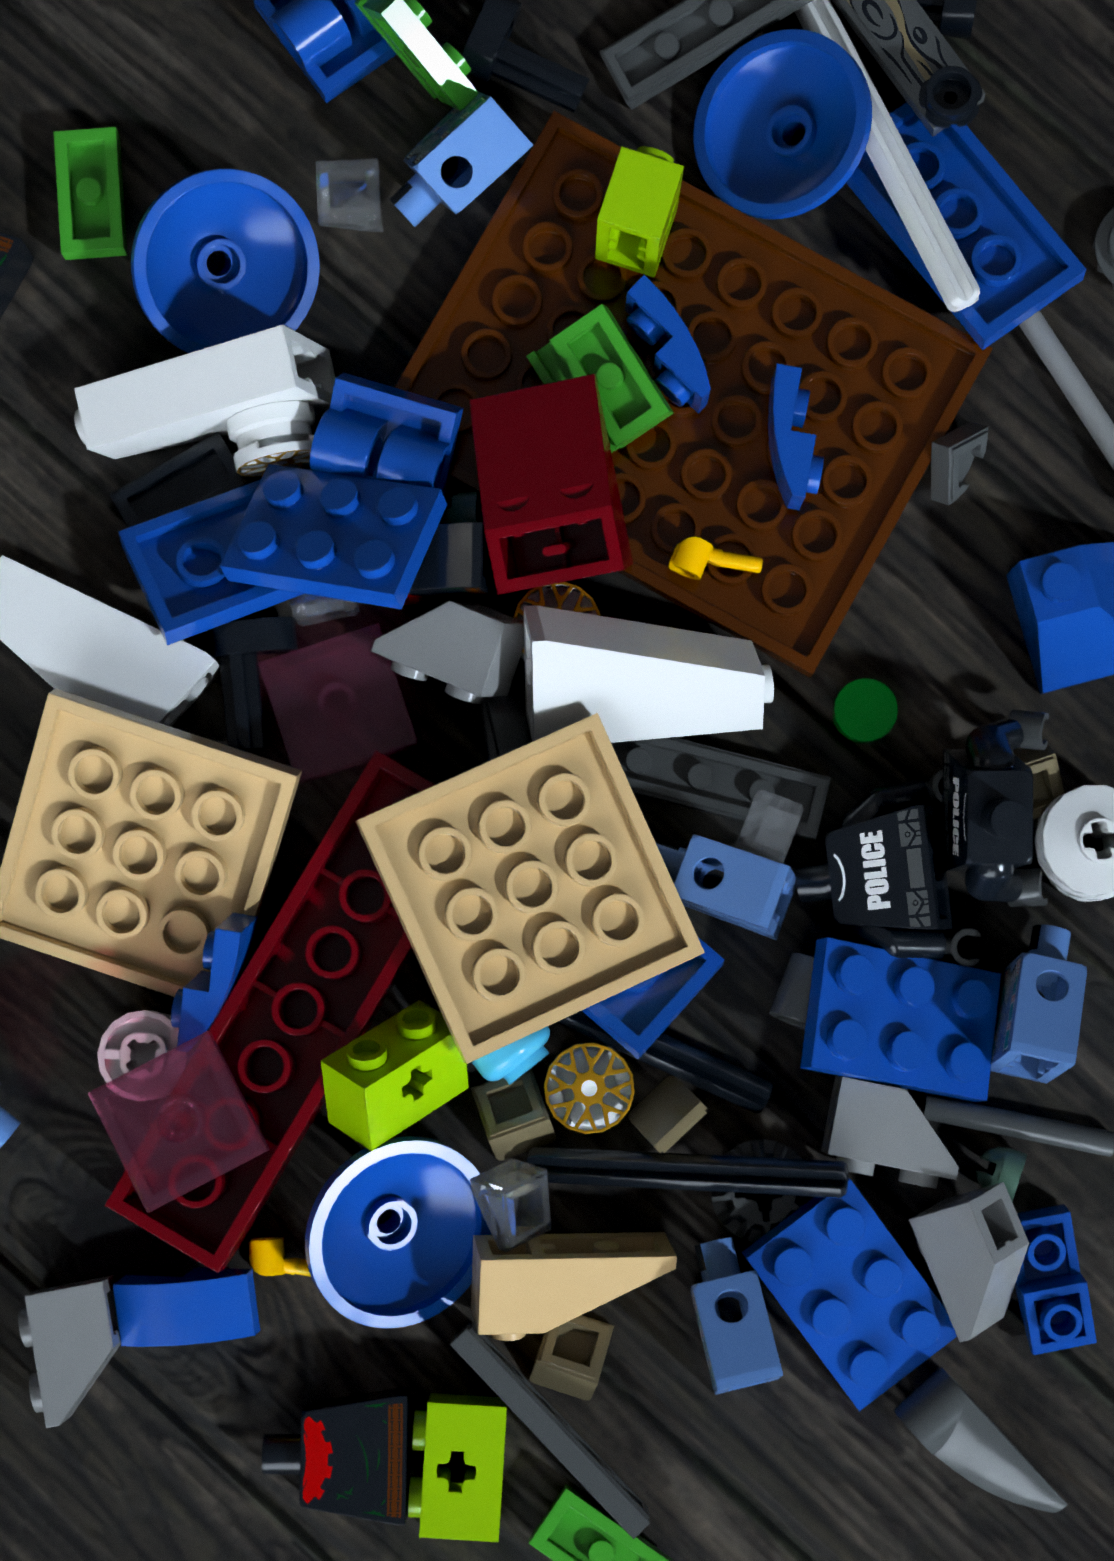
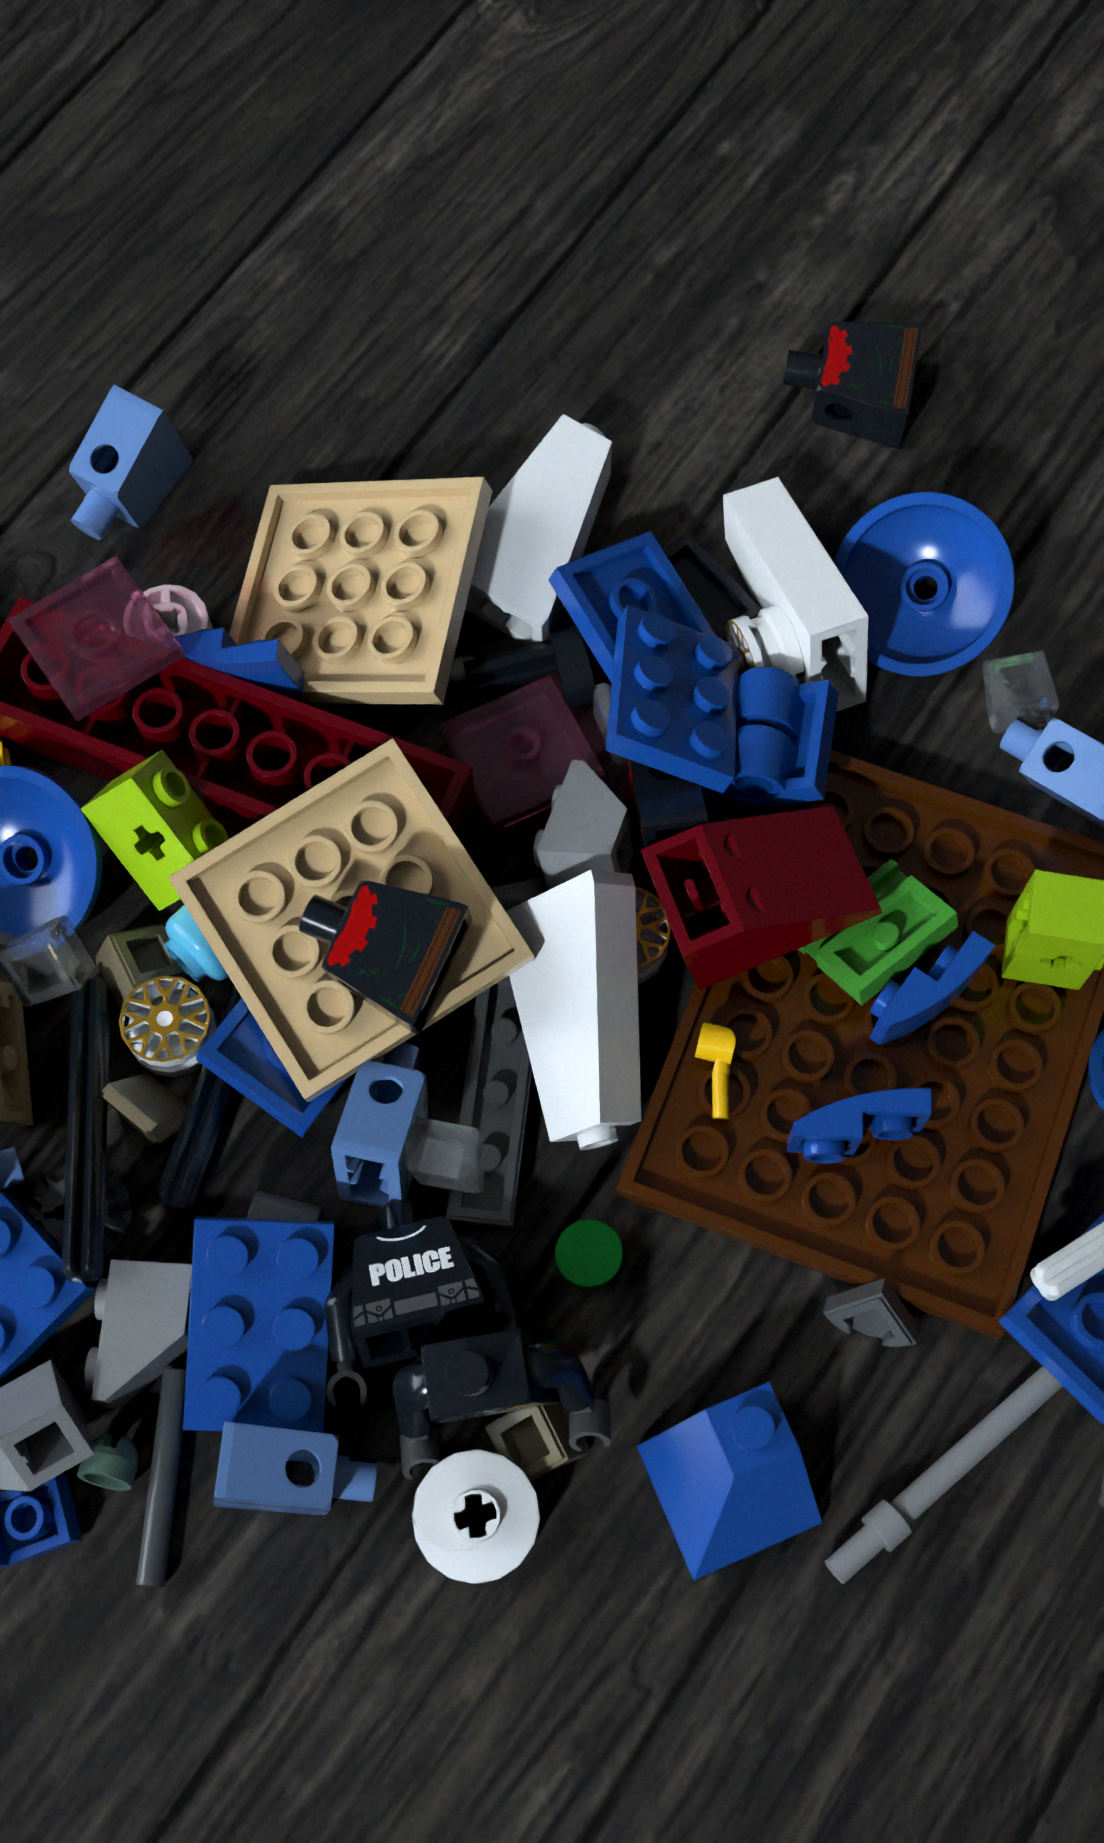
camera: 85 degrees right, 15 degrees down
(90, 193) = (973, 472): bright green plate -> none
(583, 847) = (390, 947): none -> black torso

